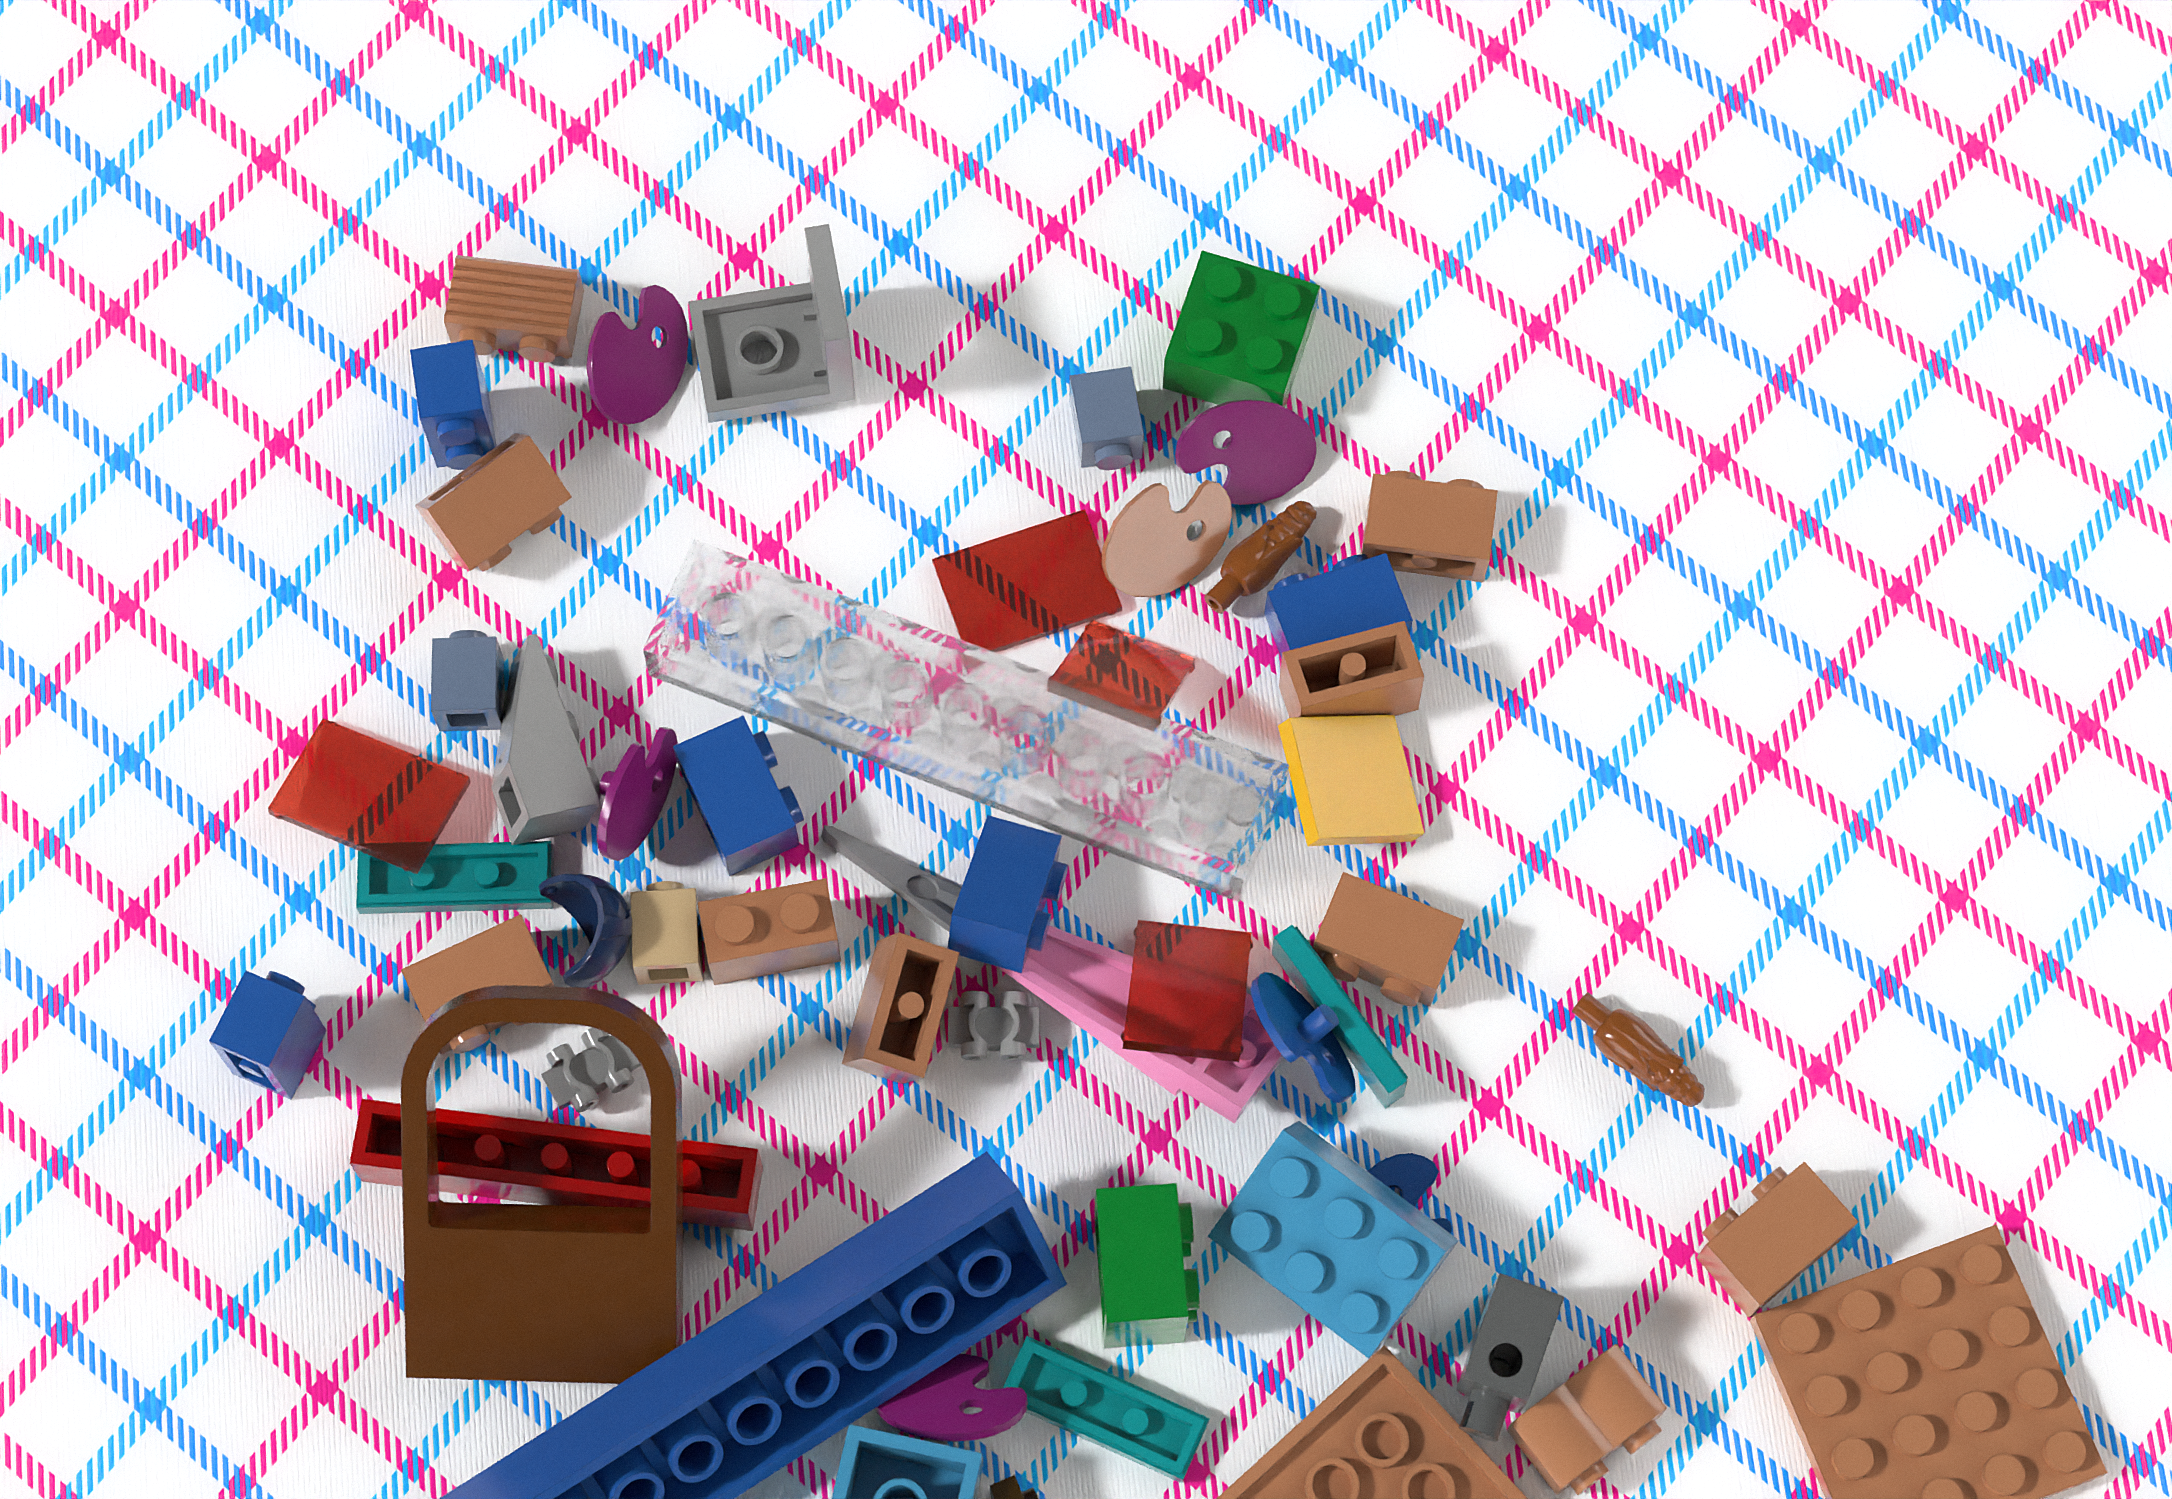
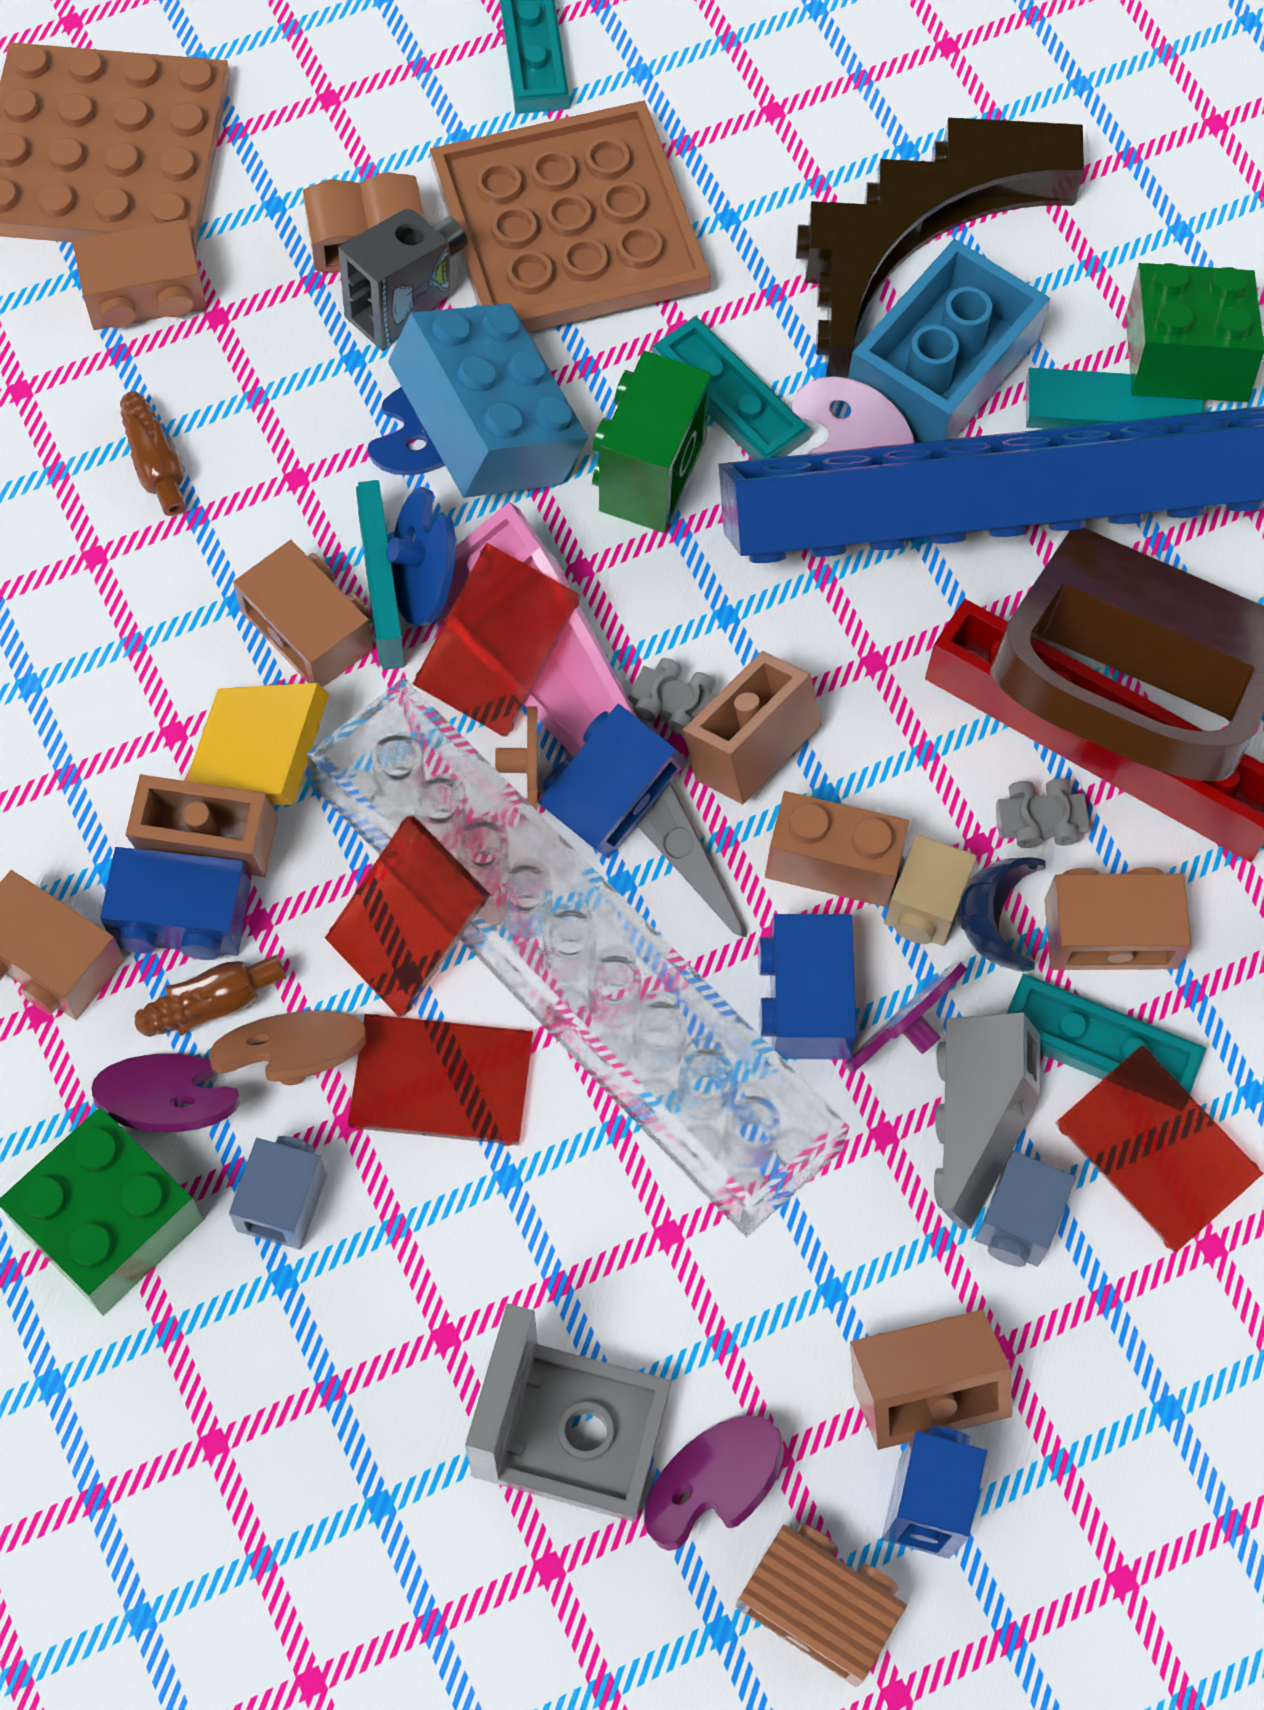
camera: 155 degrees left, 5 degrees down
(1090, 866) = (523, 759): none -> nougat piece

